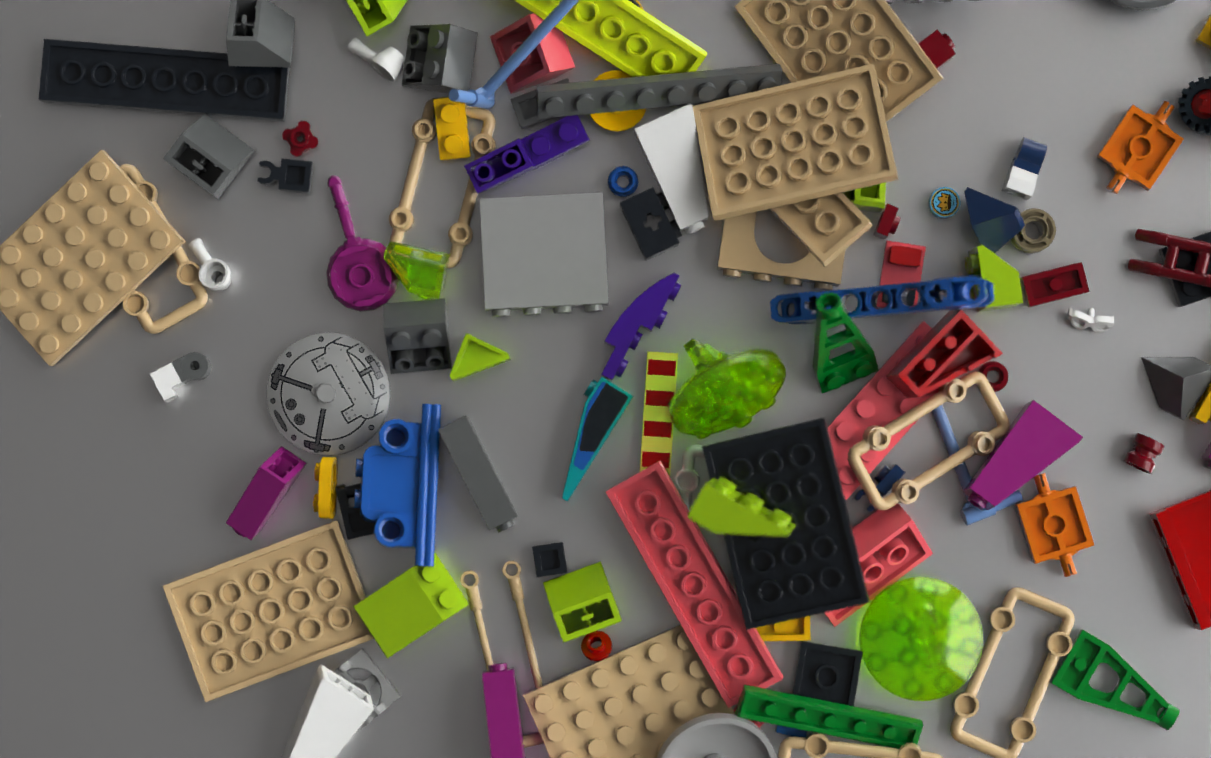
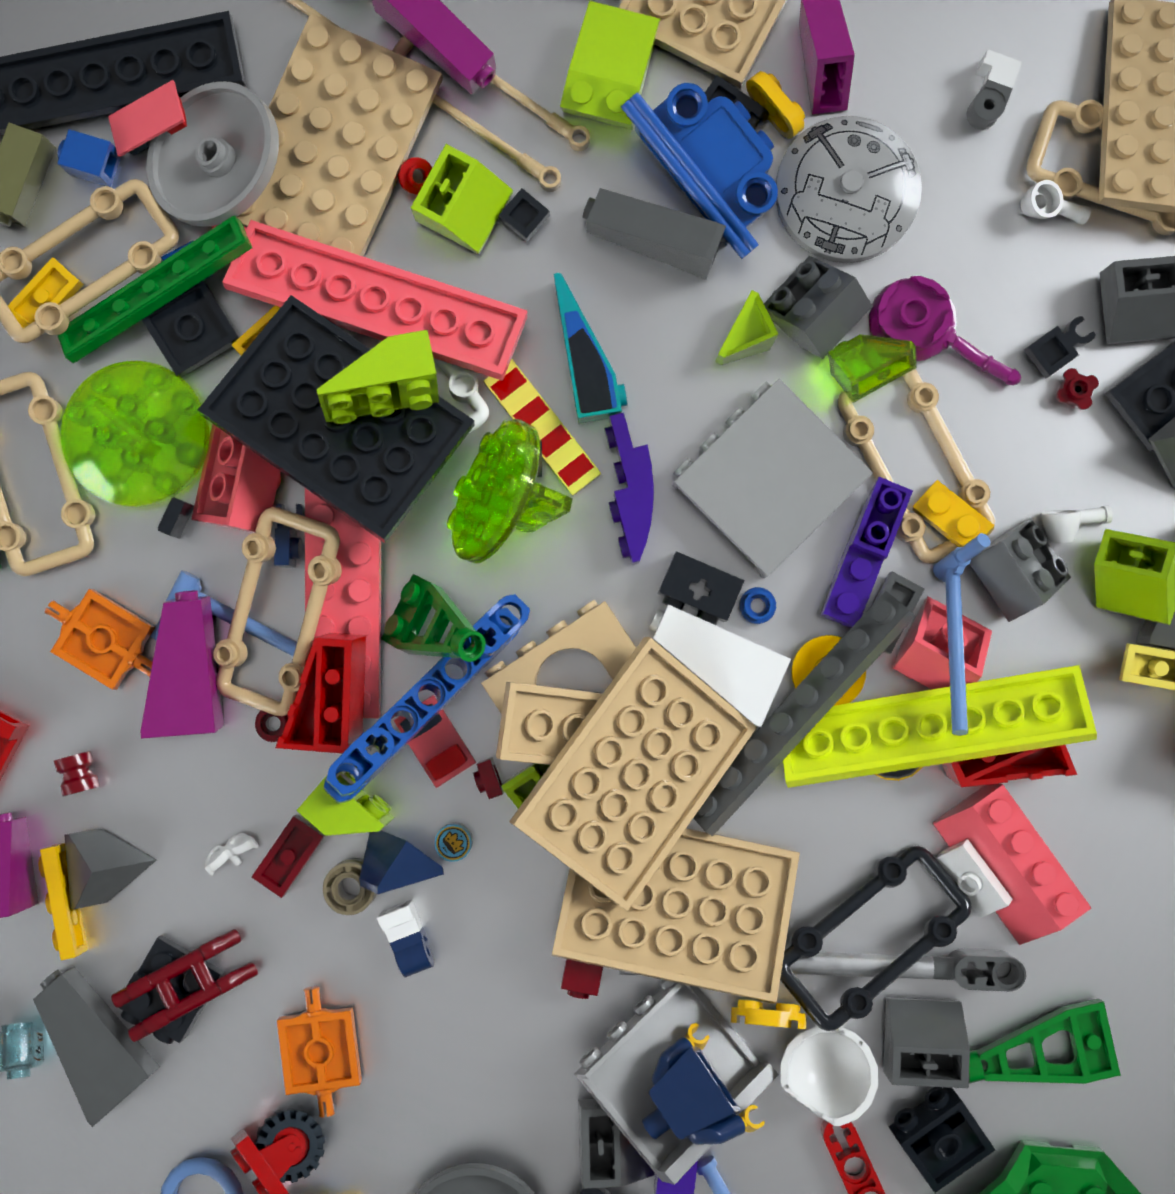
camera: 145 degrees right, 0 degrees up
(941, 560) = (175, 517): none -> black tile

